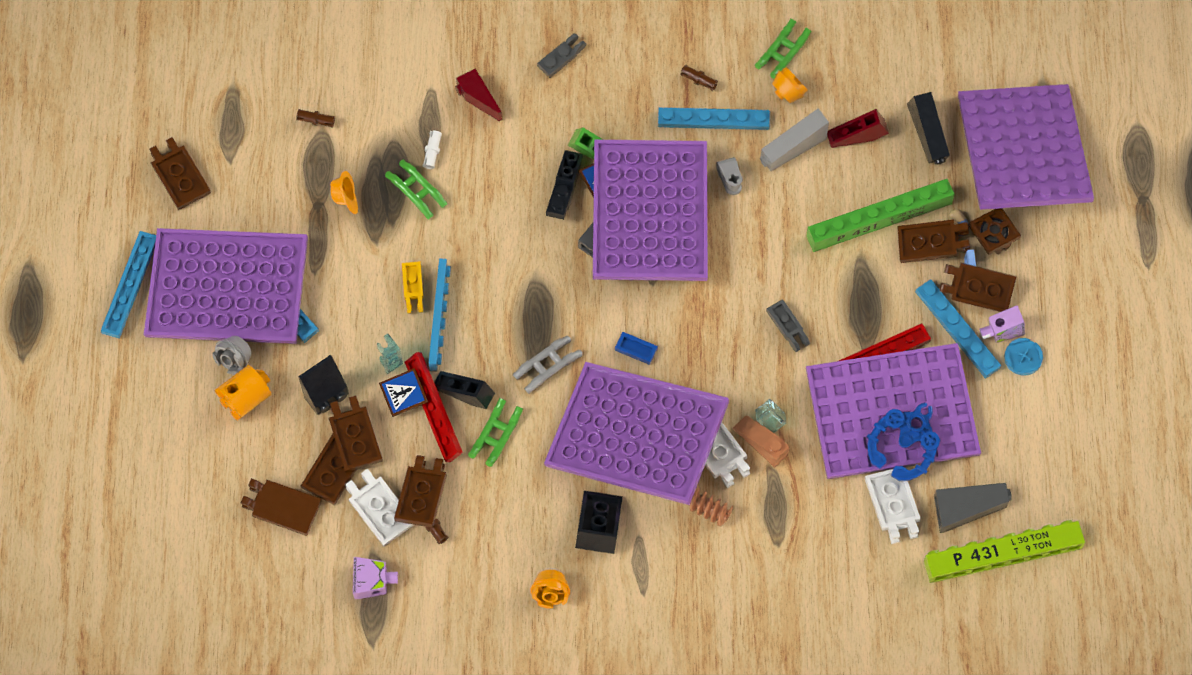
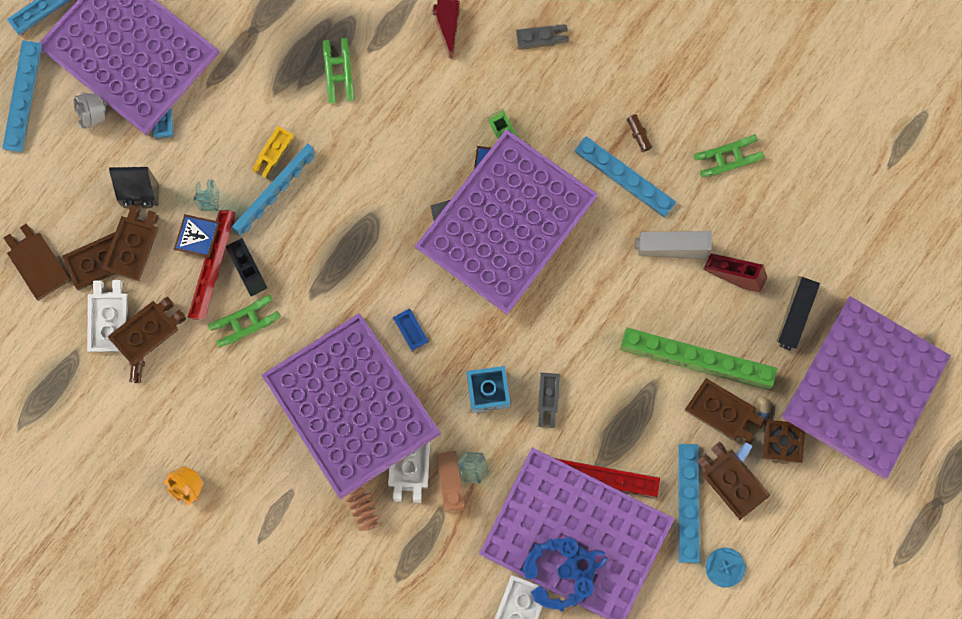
camera: 35 degrees right, 10 degrees up
(164, 383) = (22, 96): none -> dark azure plate
(244, 391) = (73, 147): light orange cylinder -> none
(344, 192) = (278, 35): light orange piece -> none
(371, 578) = (56, 372): lavender torso -> none
(432, 149) = (375, 46): white pin -> none
(543, 373) = (337, 300): light grey piece -> none
(564, 185) = (457, 150): black slope -> none
(599, 522) = (267, 456): black slope -> none
(730, 175) = (600, 233): light grey piece -> none
(736, 348) = (488, 389): none -> dark azure brick
(788, 86) = (706, 192): light orange cone -> none
(1004, 325) = (735, 532): lavender torso -> none

